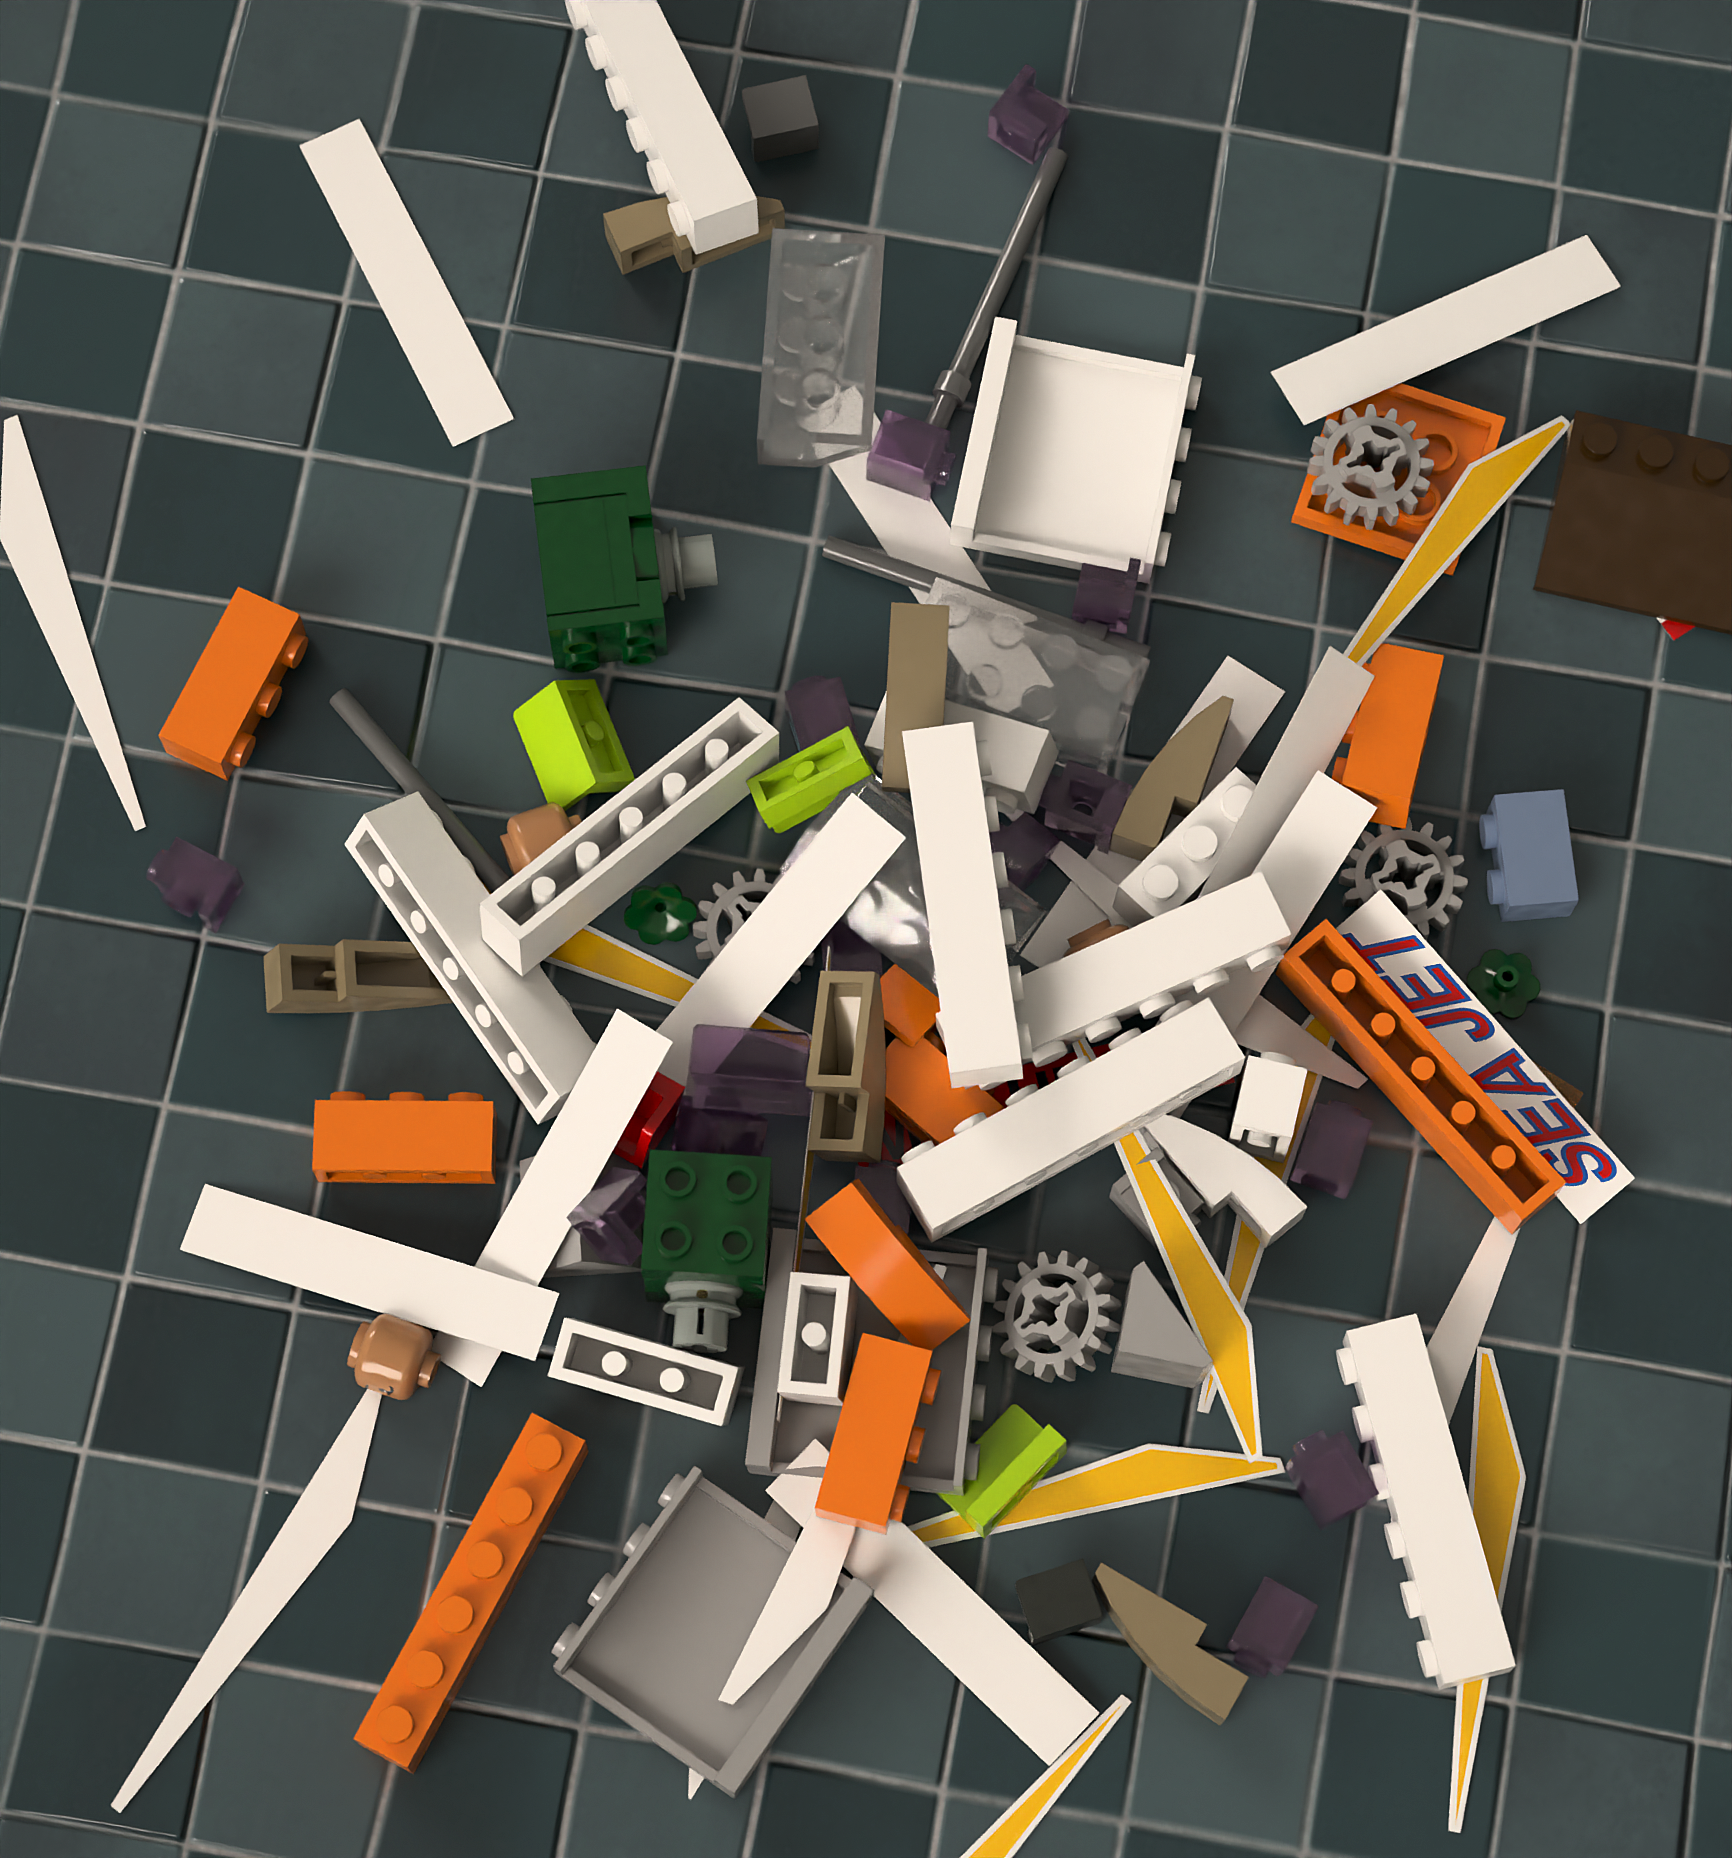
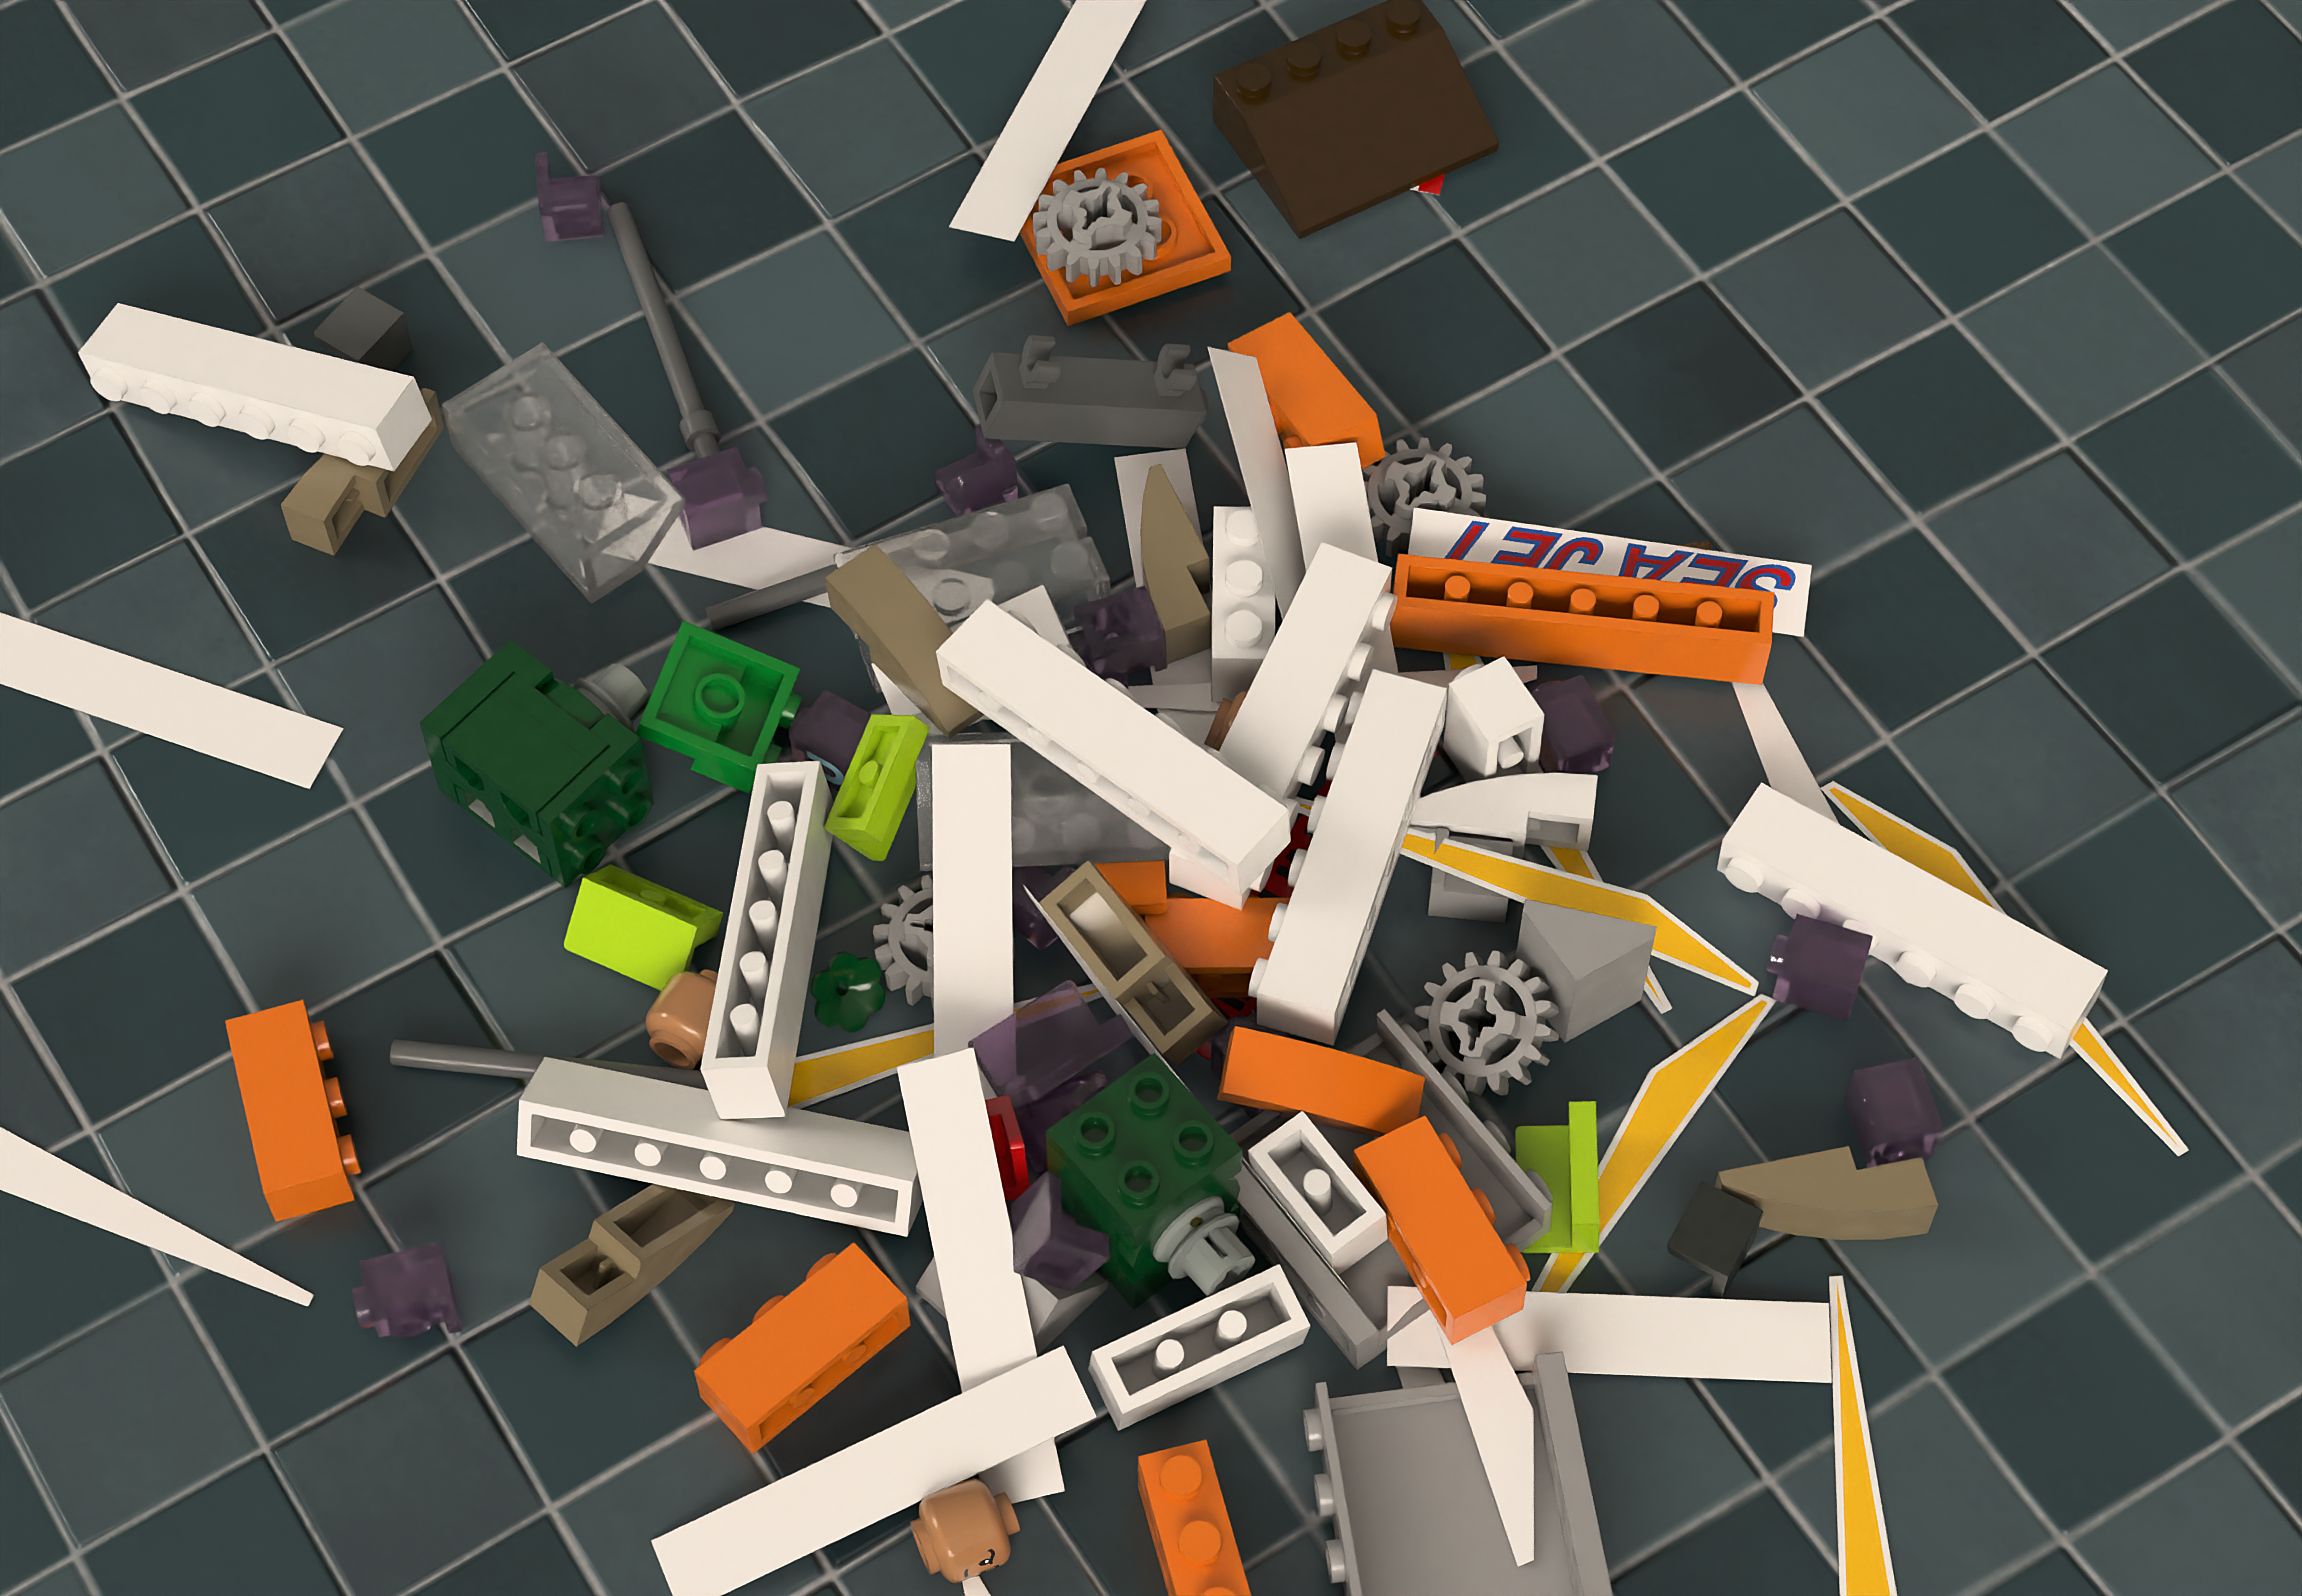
camera: 40 degrees left, 15 degrees down
(761, 626) = (720, 705): none -> green plate
(1073, 454) = (845, 404): white panel -> none
(1230, 605) = (1090, 398): none -> dark grey brick
(1461, 516) = (1200, 218): yellow sticker -> none
(1496, 993) = (1567, 511): dark green plant -> none
(1529, 855) = (1496, 407): sand blue brick -> none

